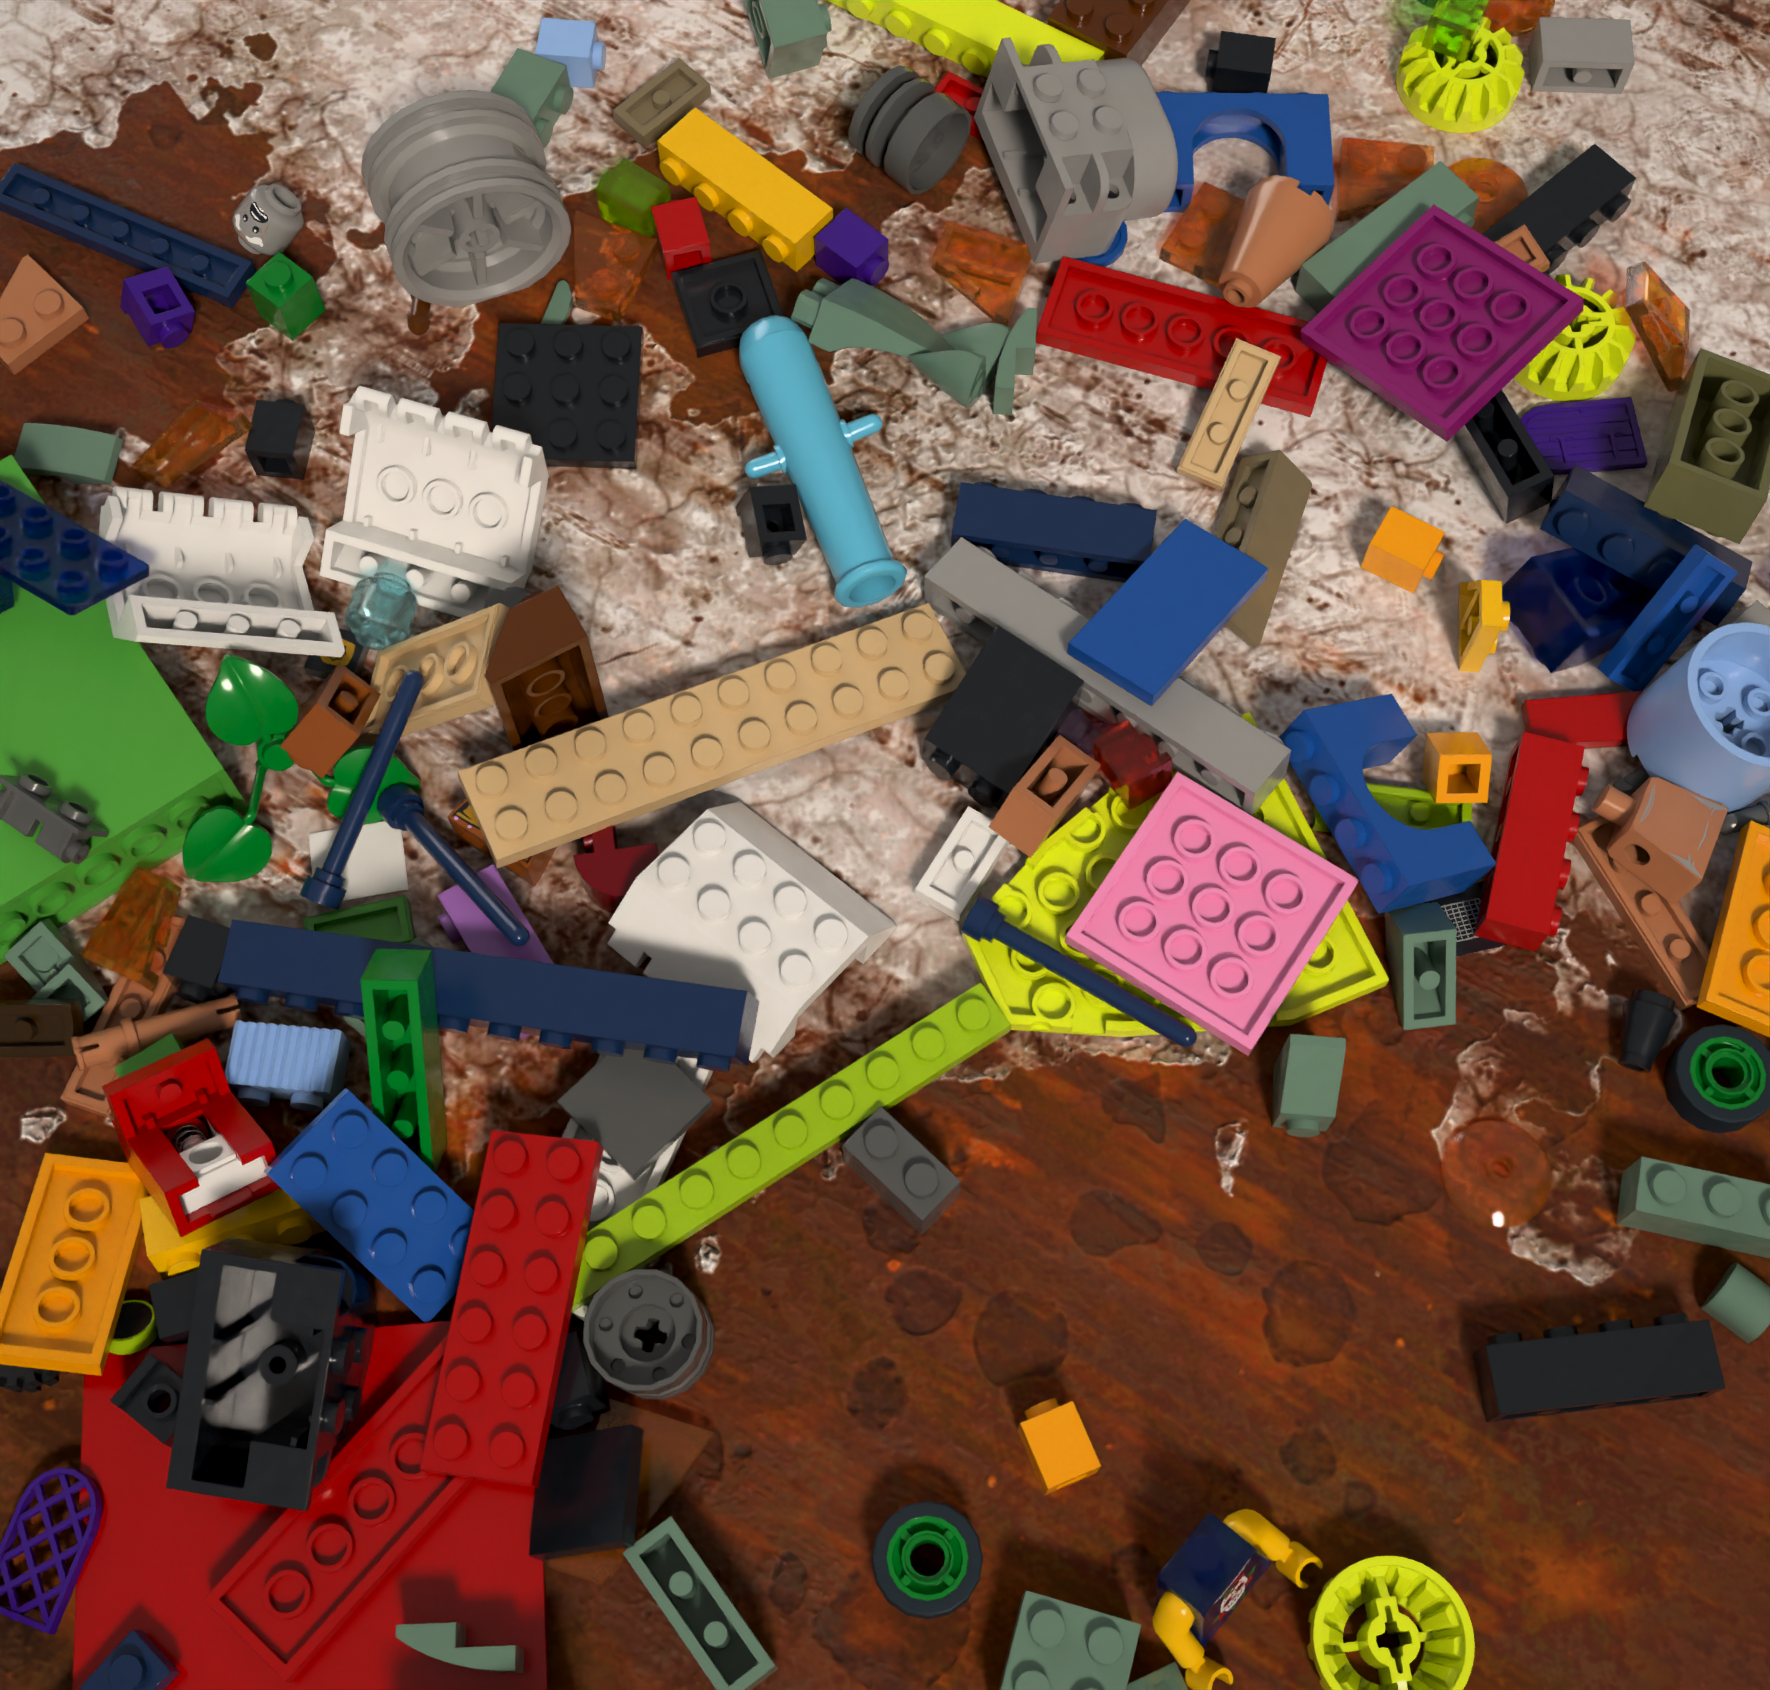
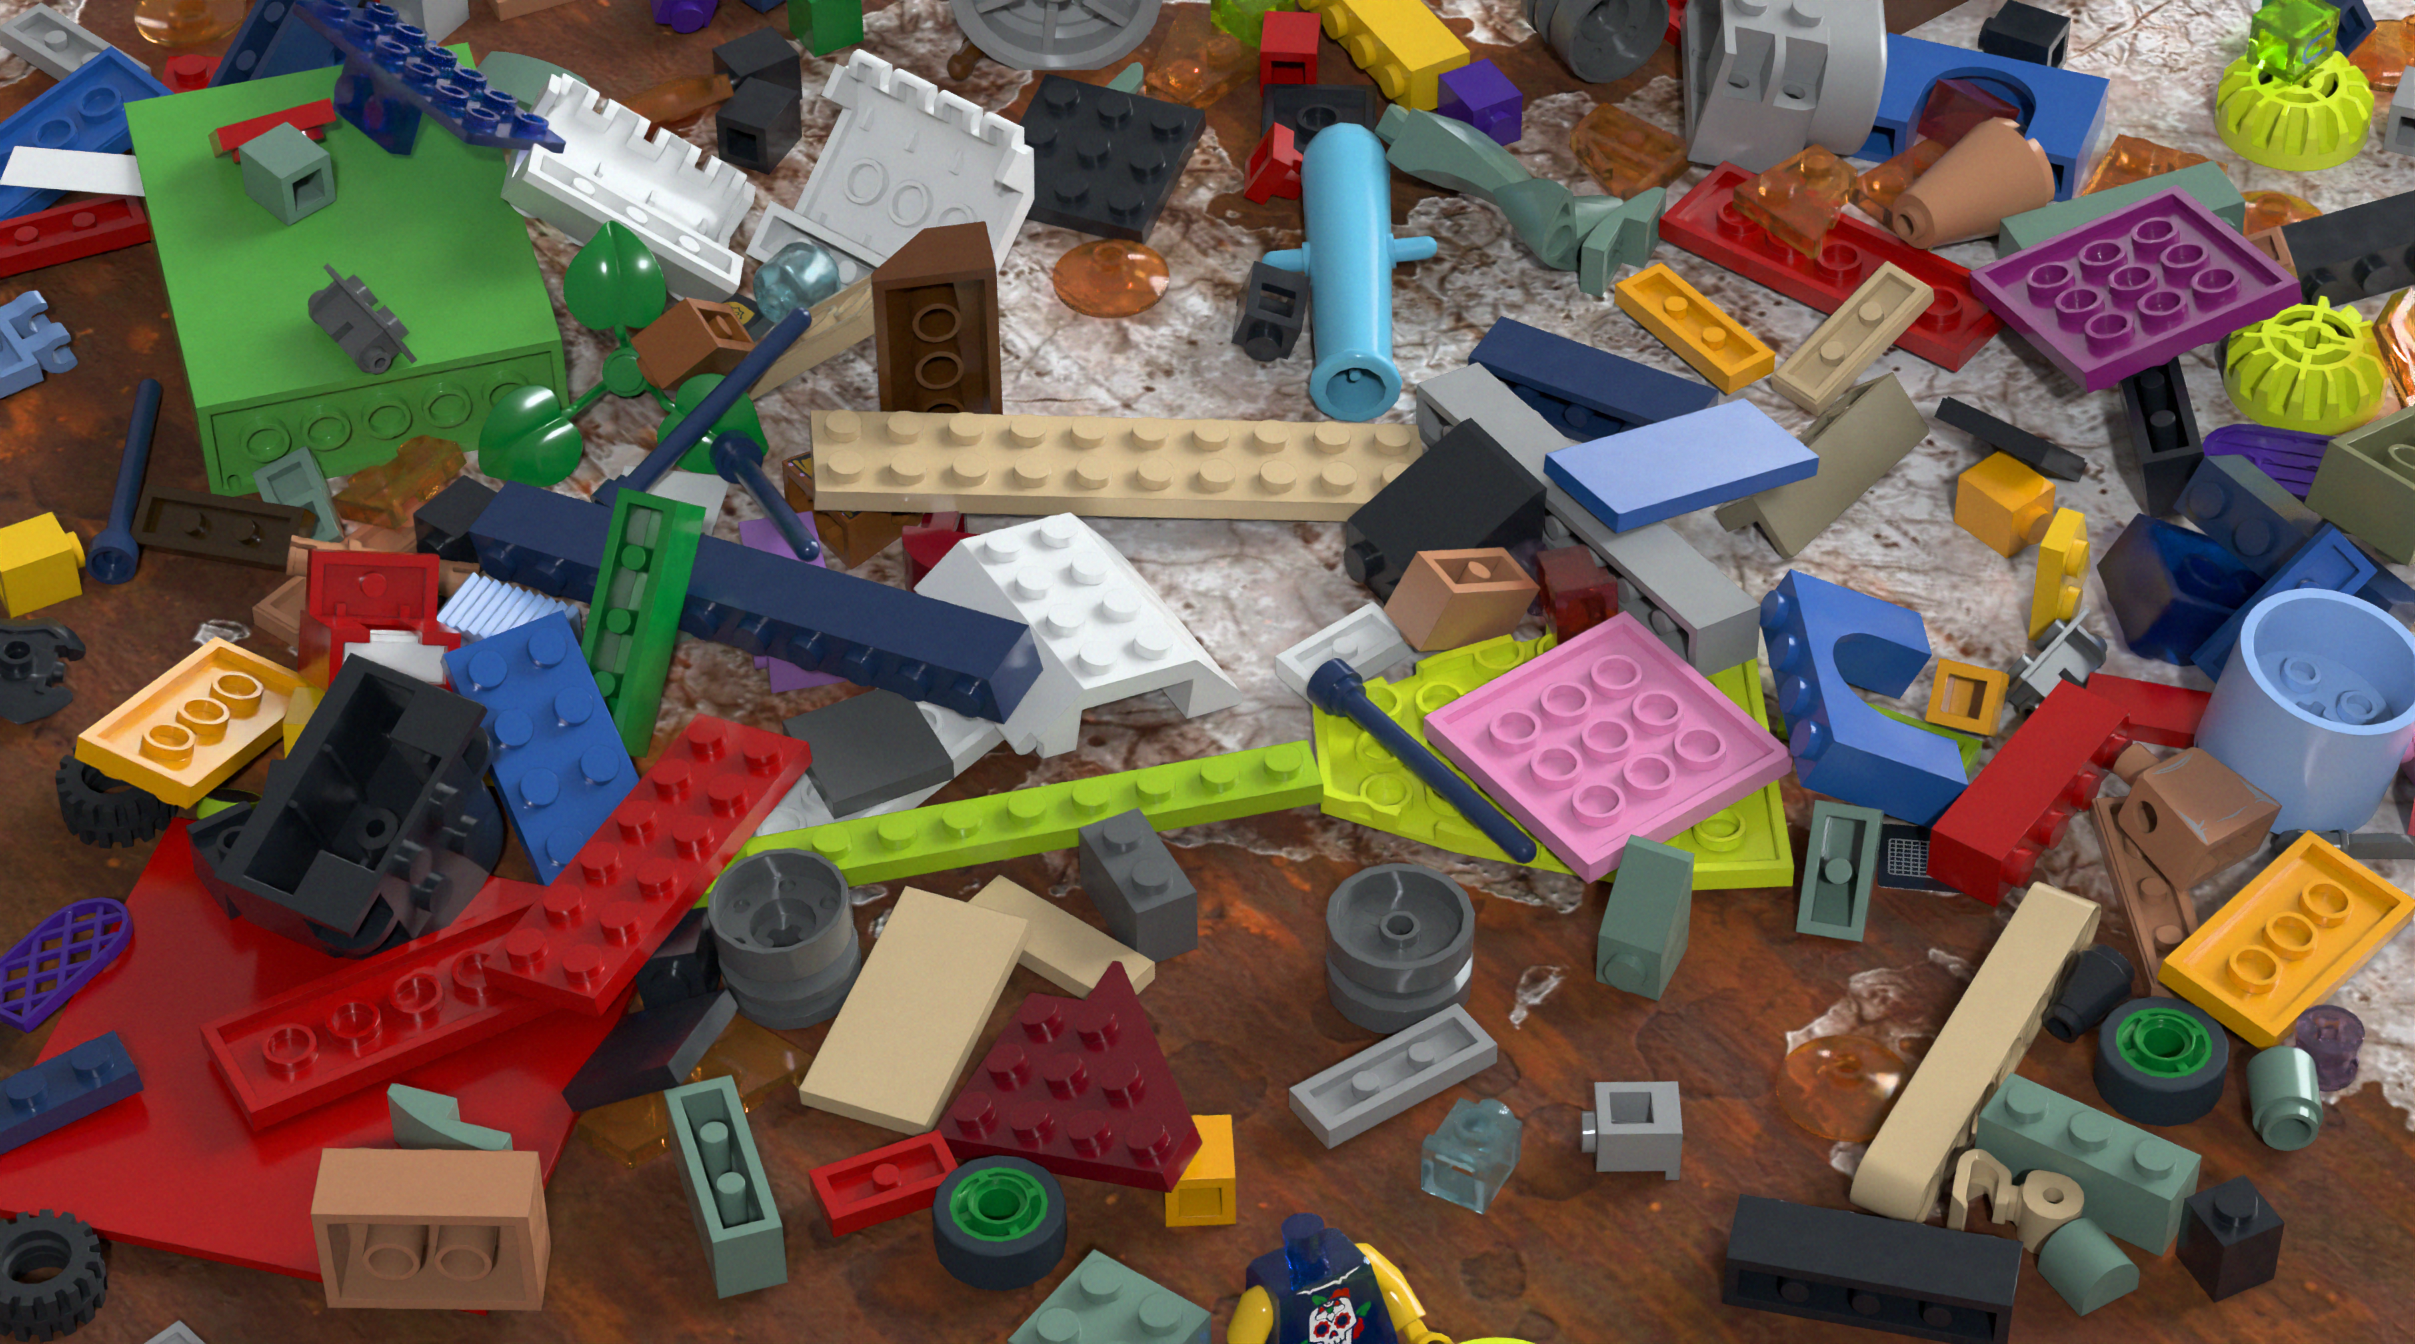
camera: 20 degrees right, 25 degrees down
(253, 376) = (760, 56): none -> black brick
(628, 527) = (1111, 278): none -> clear orange dish
(712, 362) = (1273, 167): none -> red tile
(773, 1356) = (915, 1012): none -> tan tile
(819, 1544) = (881, 1183): none -> red plate
(852, 1239) = (1063, 945): none -> tan tile
(942, 1411) = (1078, 1093): none -> dark red wing
(1101, 435) = (1694, 328): none -> light orange plate
(1123, 1140) = (1398, 946): none -> dark grey wheel
(1139, 283) = (1799, 197): none -> clear orange wing
(1166, 1292) = (1392, 1075): none -> light grey plate
(1233, 161) = (1957, 108): none -> clear red brick
(1246, 1368) = (1477, 1139): none -> clear light blue brick
(1384, 1275) = (1634, 1127): none -> light grey brick
(1391, 489) = (2011, 438): none -> black tile
(1498, 685) = (2064, 651): none -> dark grey hinge
(1589, 1122) = (1973, 1055): none -> tan beam
(1691, 1261) = (2024, 1204): none -> tan leg

